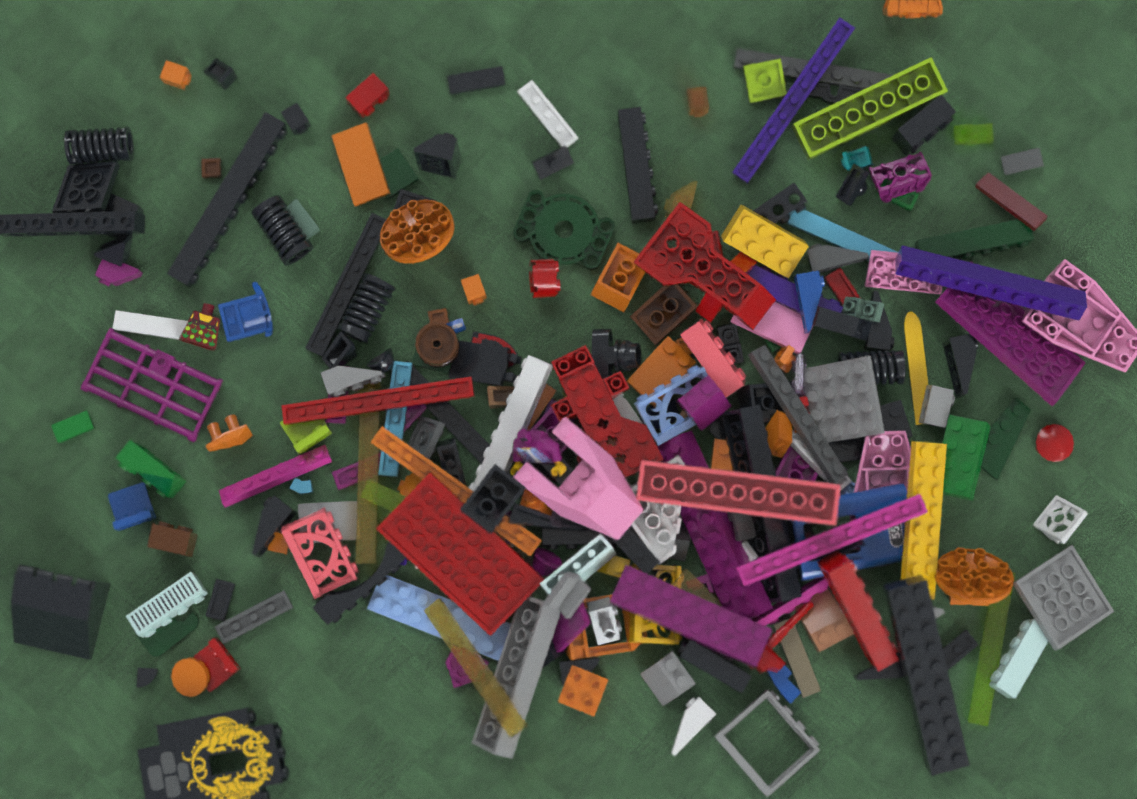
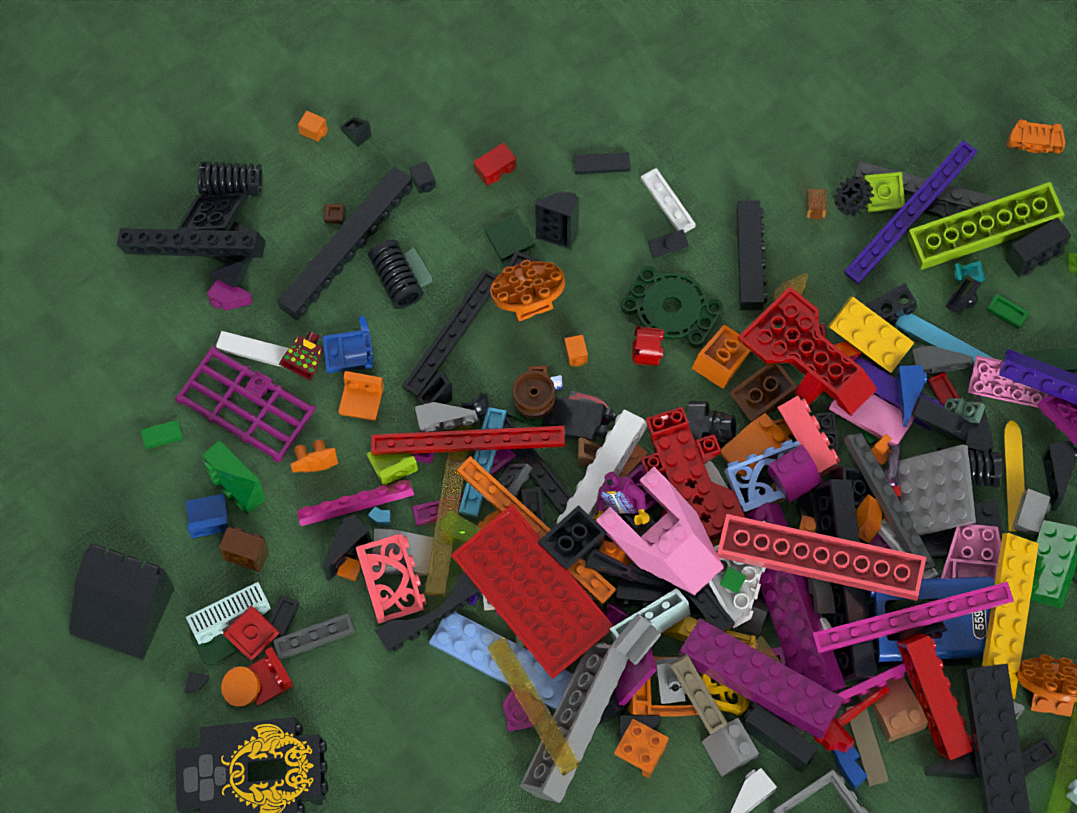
camera: 10 degrees right, 15 degrees down
(192, 623) = (251, 632): none -> red tile
(265, 364) = (361, 396): none -> orange bracket
(360, 164) = (480, 225): orange tile -> none
(362, 298) = (468, 354): black piece -> none
(632, 637) = (698, 694): none -> dark tan tile
(654, 519) = (733, 580): none -> green tile
(739, 95) = (854, 195): none -> black gear
(901, 184) = (1014, 294): magenta piece -> none

